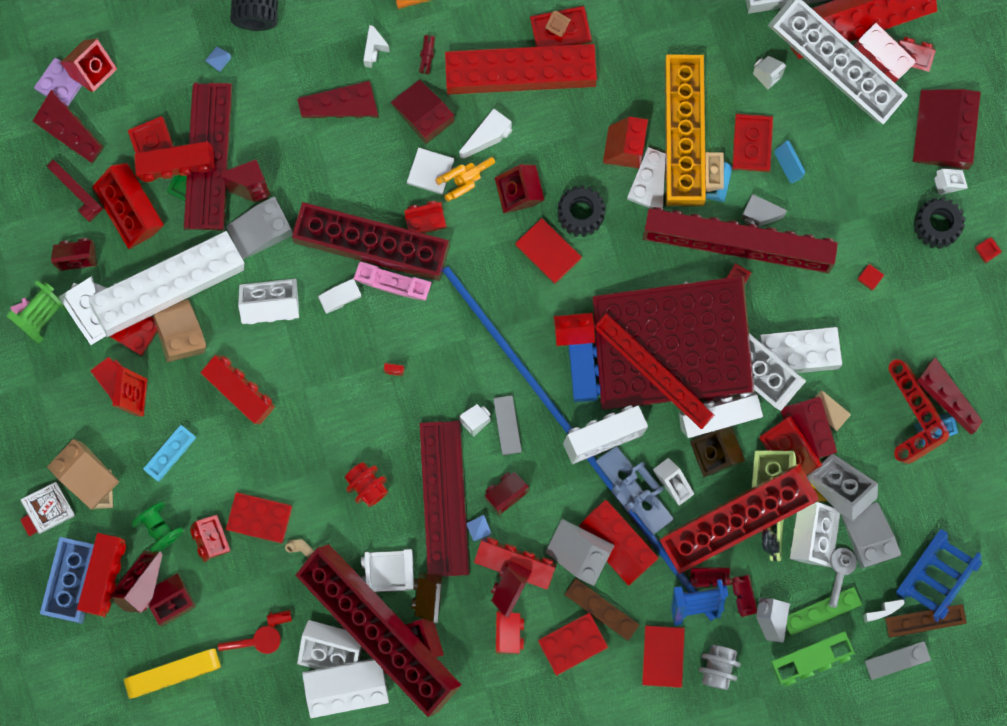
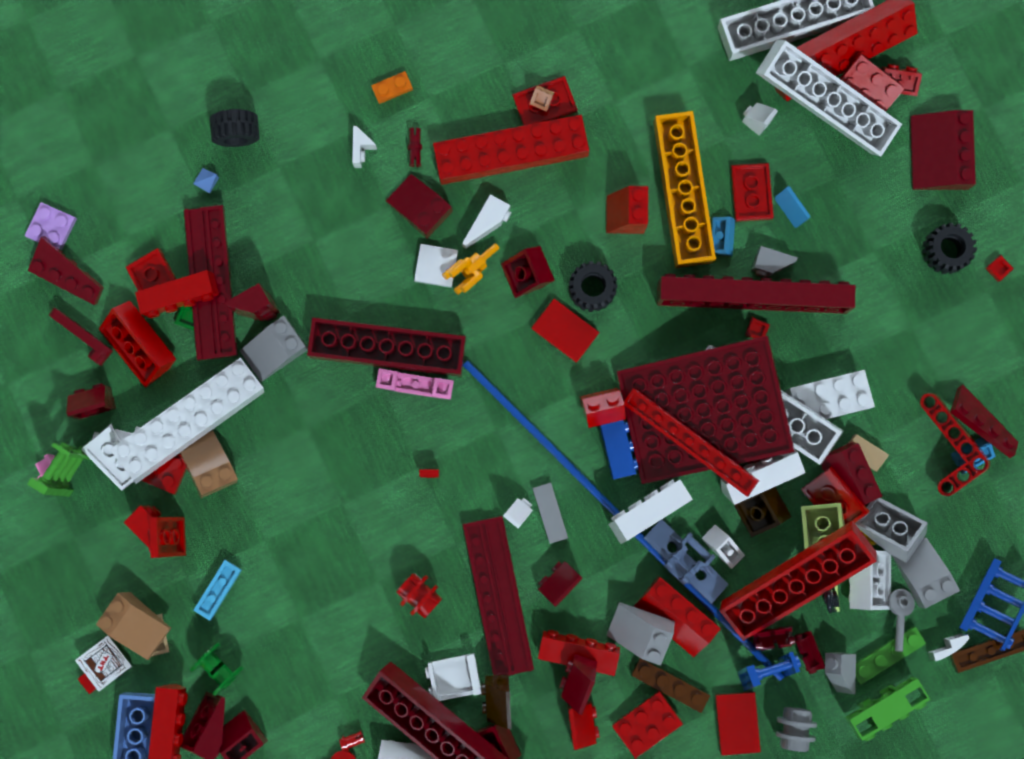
camera: 10 degrees left, 5 degrees up
(89, 64) = (76, 205): red slope -> none
(209, 538) = (270, 670): bracket -> none
(238, 389) = (276, 516): red brick -> none
(259, 518) = (317, 642): red plate -> none
(268, 301) = (293, 421): white slope -> none
(297, 546) = (361, 664): tan arm -> none
(339, 295) = (364, 406): white slope -> none
(343, 102) = (339, 207): dark red wing -> none
(425, 218) = (438, 314): red bracket -> none
(478, 528) = (537, 621): medium blue slope -> none
(649, 181) = (655, 245): white wing -> none
(714, 171) = (719, 227): tan slope -> none
(870, 277) = (888, 312): red tile -> none
(897, 660) = (969, 694): light grey slope -> none
(950, 181) = (952, 204): white slope -> none

